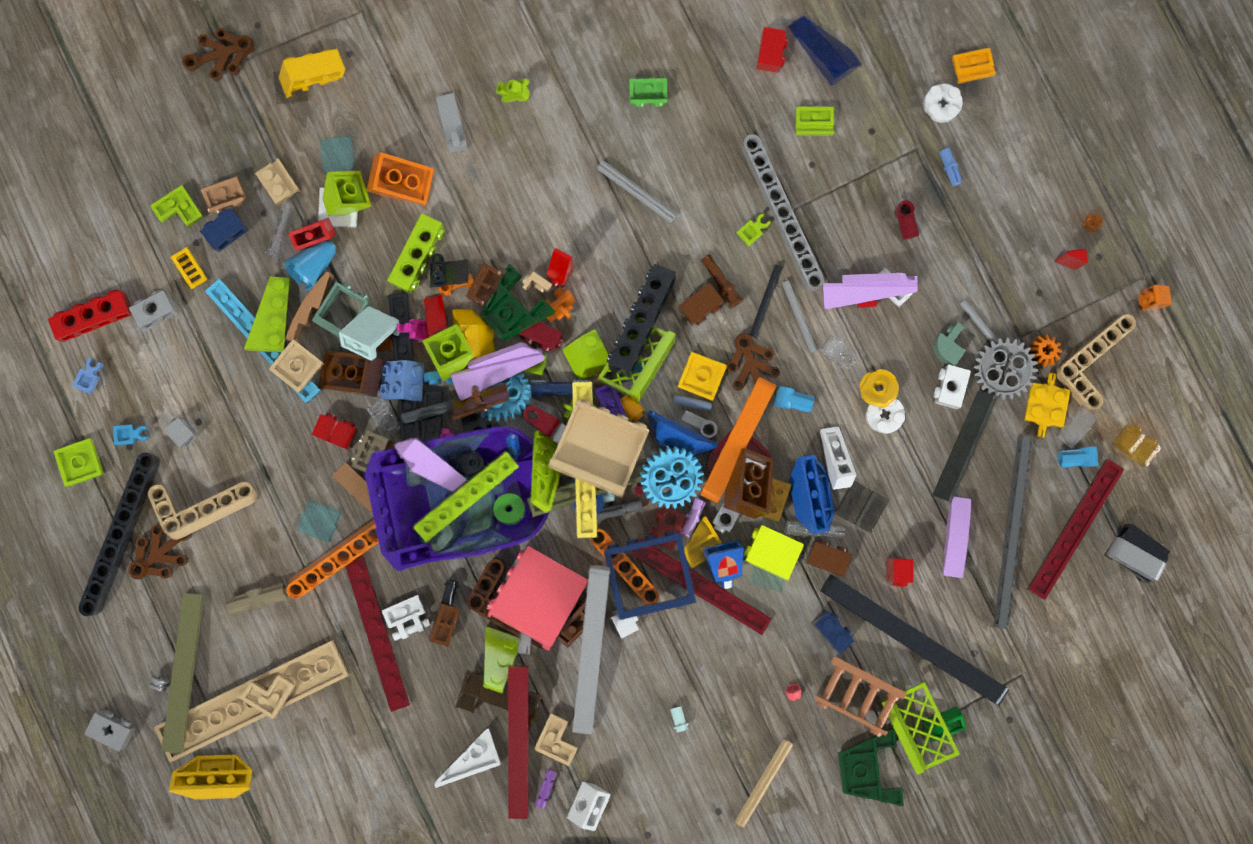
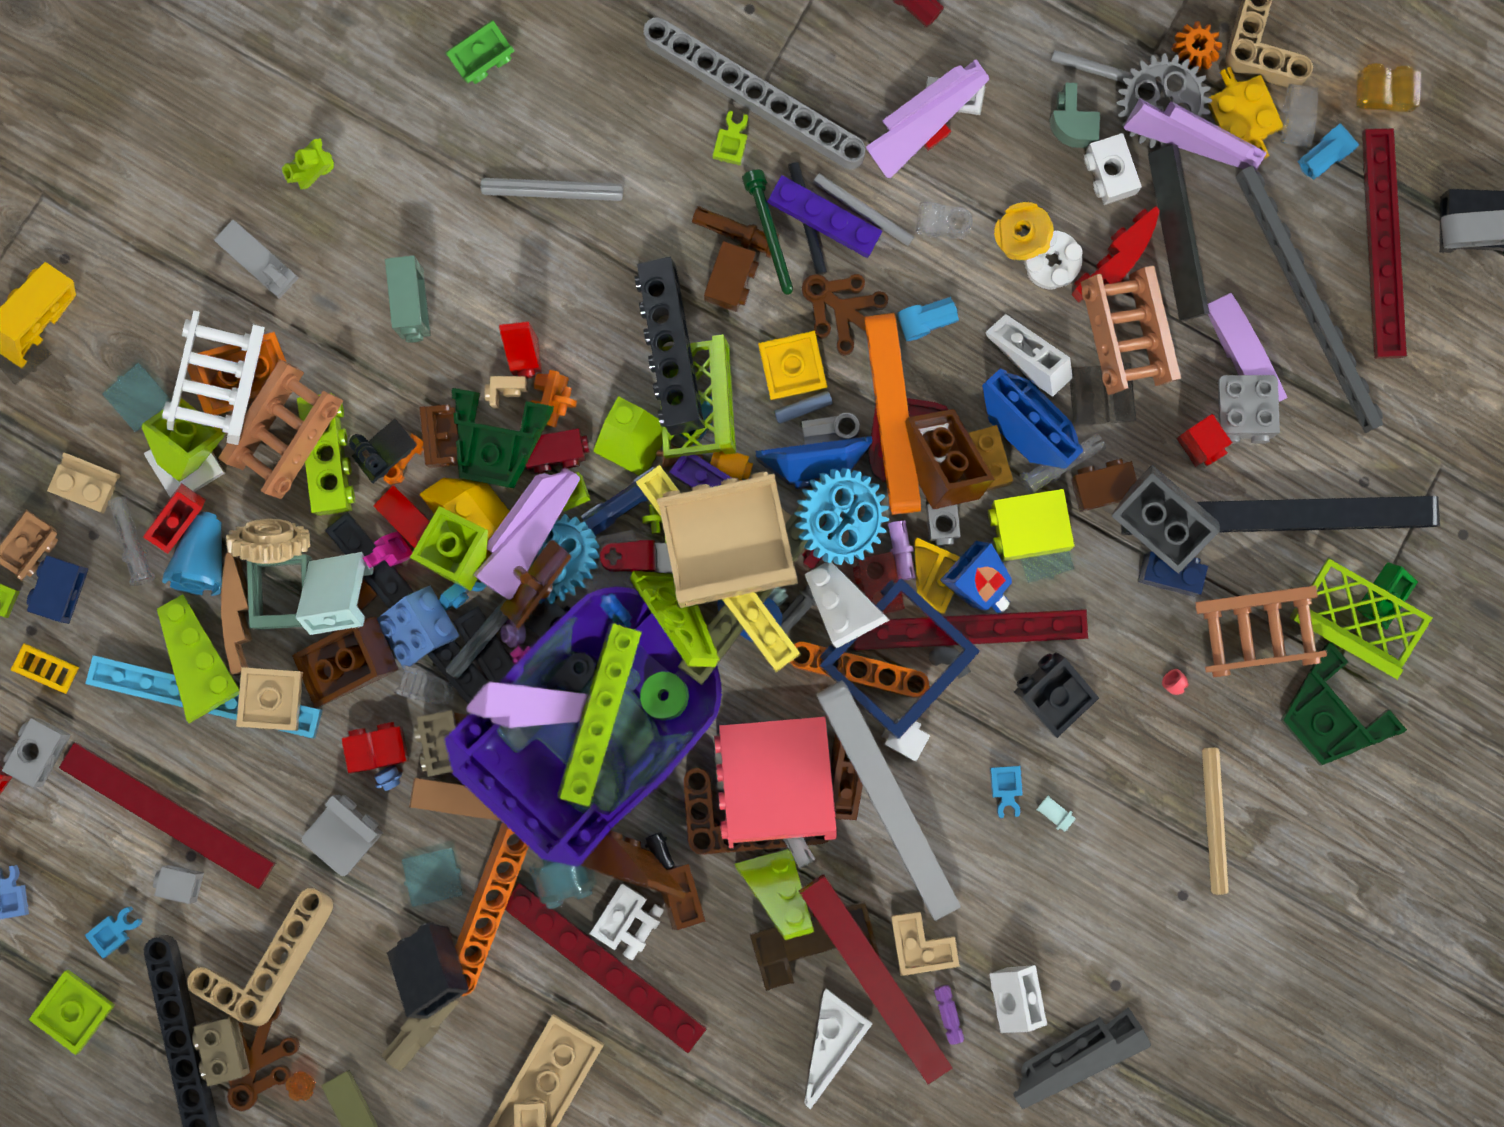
camera: 30 degrees left, 0 degrees up
(142, 538) = (220, 1050): none -> dark tan brick
(175, 582) = (308, 1086): none -> clear orange plate
(200, 391) = (167, 815): none -> dark red tile
(280, 571) = (427, 971): none -> black brick
(285, 465) = (341, 834): none -> light grey bracket
(331, 451) = (388, 778): none -> medium blue plate
(353, 280) = (268, 541): none -> tan gear
(383, 572) = (561, 881): none -> clear light blue brick
(396, 209) = (261, 416): none -> nougat fence
(402, 178) = (237, 396): none -> white fence
(428, 588) = (631, 864): none -> reddish brown slope
(448, 421) = (511, 635): none -> lavender plate
(517, 199) = (407, 298): none -> sand green window
(638, 525) = (842, 605): none -> white wing
(663, 685) = (1006, 784): none -> dark azure plate
(723, 653) = (1055, 693): none -> black plate
(749, 263) = (755, 183): none -> dark green piece
(775, 306) = (824, 216): none -> dark purple plate
(848, 599) = (1166, 519): none -> dark grey slope
(916, 487) = (1153, 323): none -> nougat fence
(929, 436) = (1126, 250): none -> red slope
(937, 569) = (1249, 407): none -> light grey bracket
(1010, 397) = (1192, 134): none -> lavender wedge

